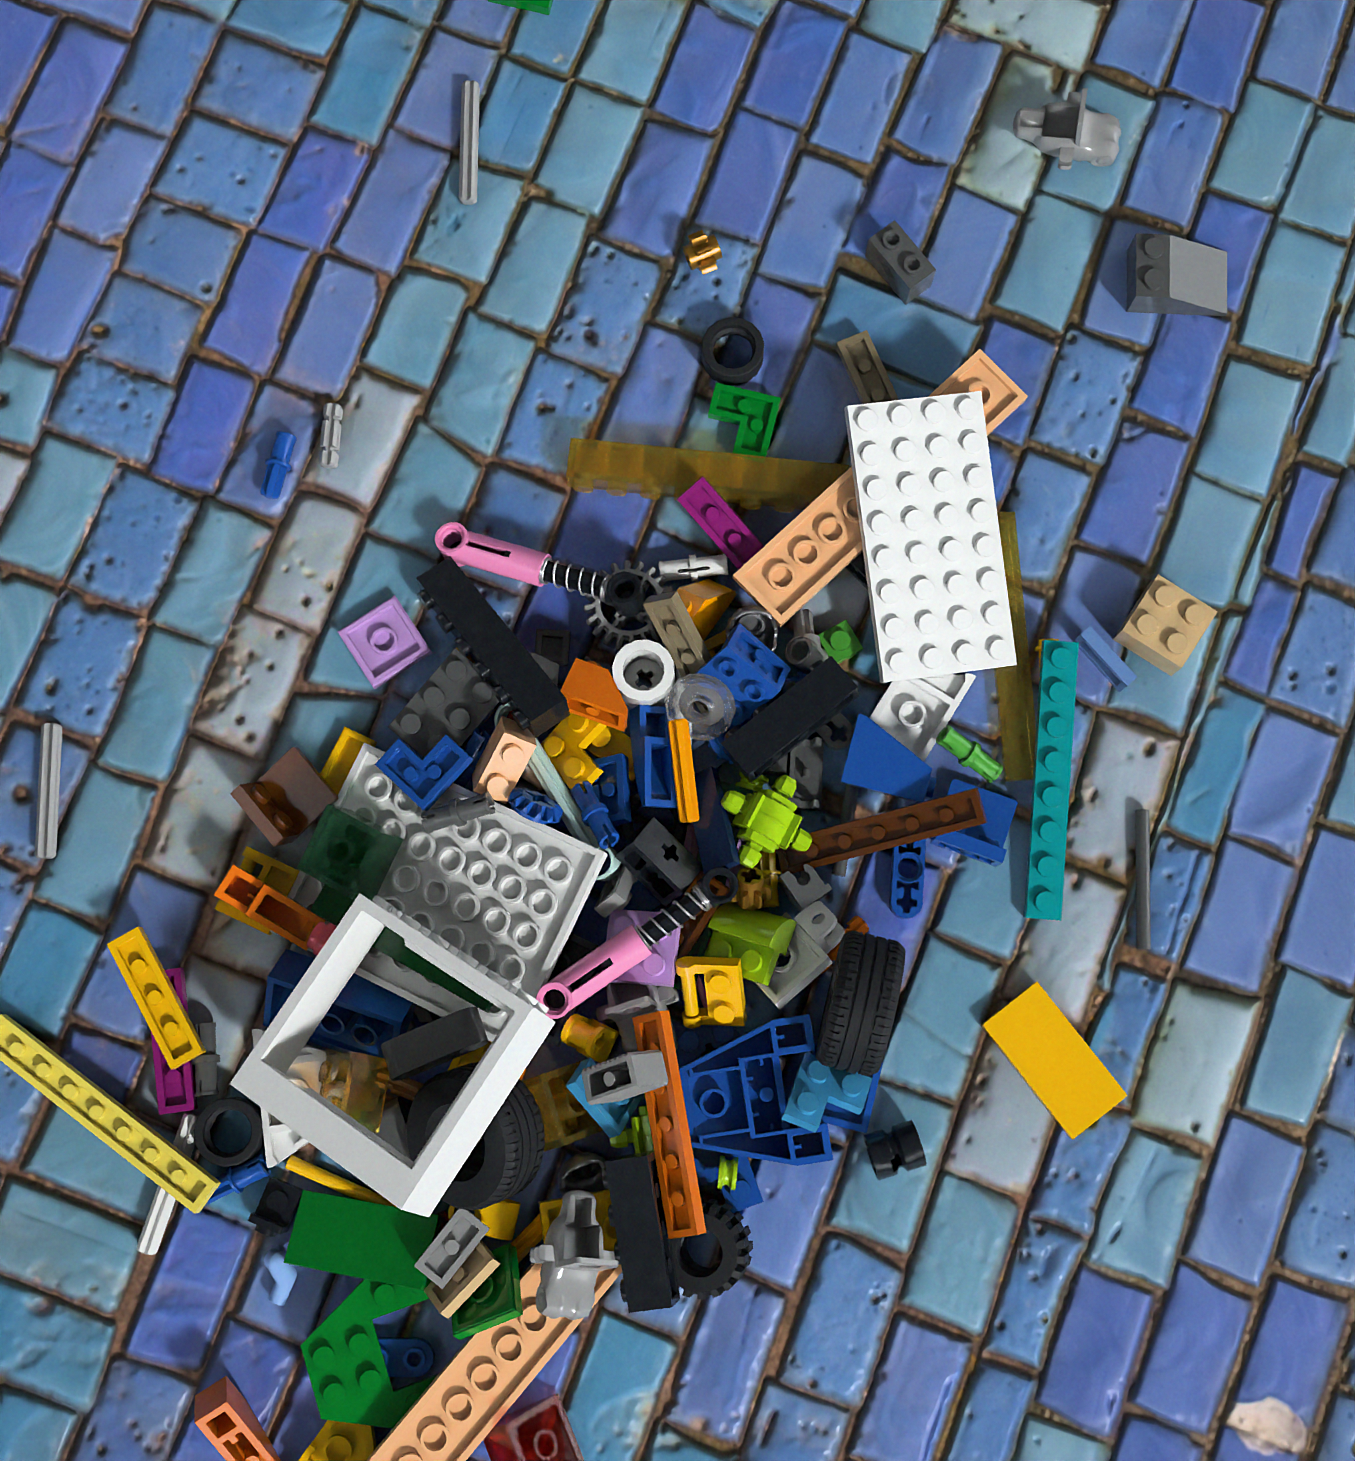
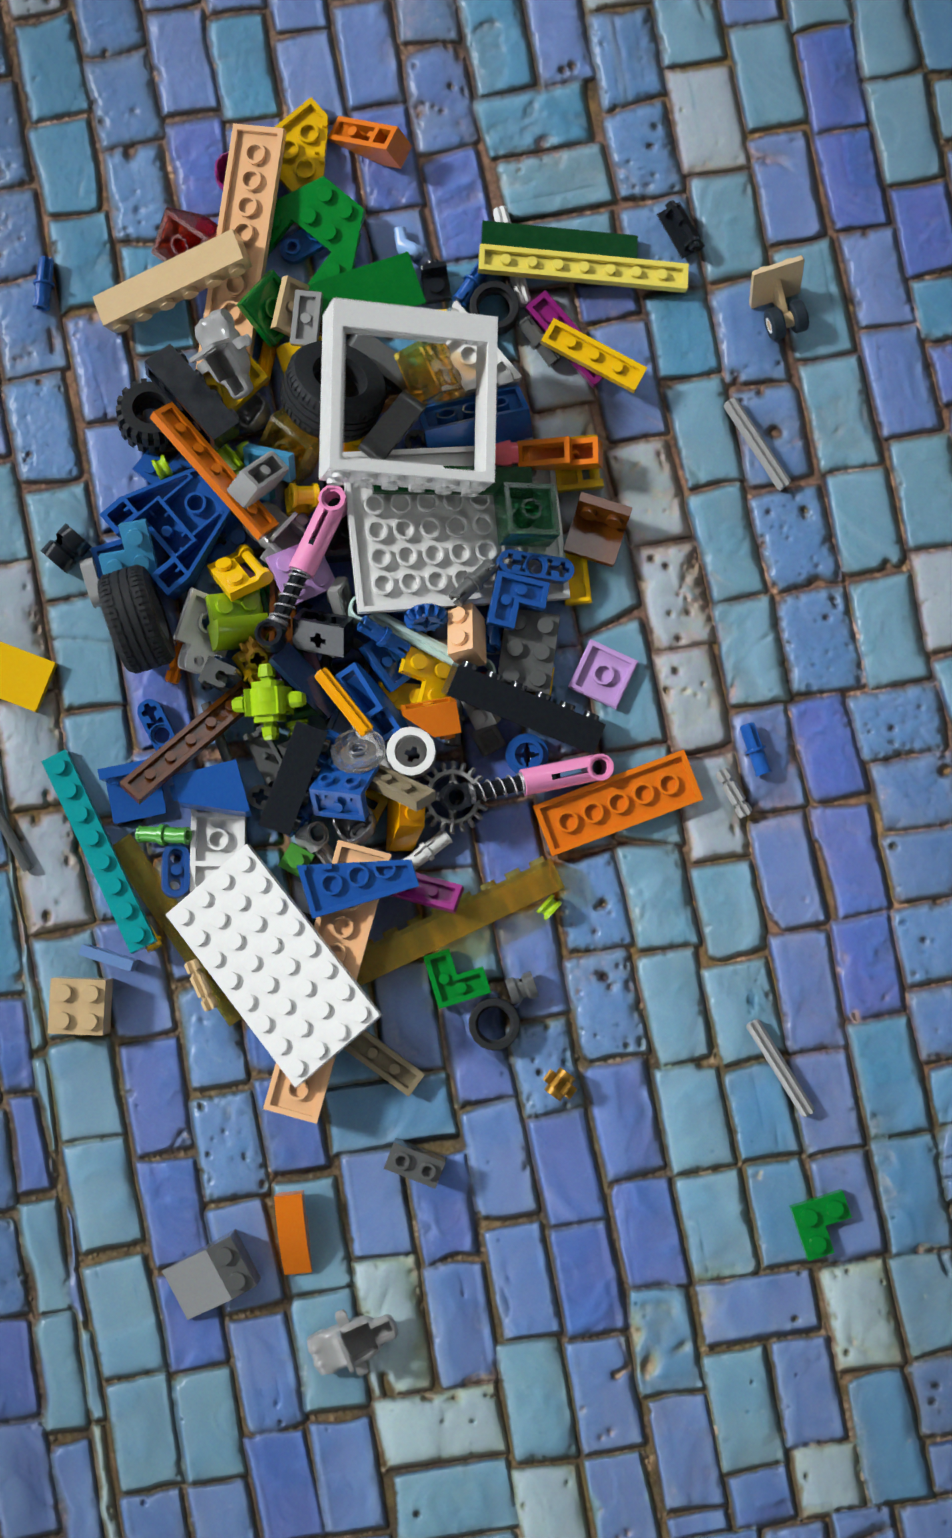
camera: 145 degrees right, 5 degrees up
(104, 1165) = (559, 239): none -> dark green tile
(375, 780) = (552, 577): none -> blue beam
(446, 491) = (617, 802): none -> orange plate
(519, 590) = (517, 745): none -> blue gear
(580, 1398) = (172, 281): none -> tan brick
(601, 430) = (549, 907): none -> lime bush
(681, 369) = (522, 988): none -> dark grey wheel
(795, 564) = (353, 883): none -> blue wing
(886, 1091) = (91, 579): none -> light grey beam
(975, 705) = (175, 872): none -> blue plate
(1020, 569) = (201, 984): none -> tan axle
(1066, 271) = (293, 1232): none -> orange slope

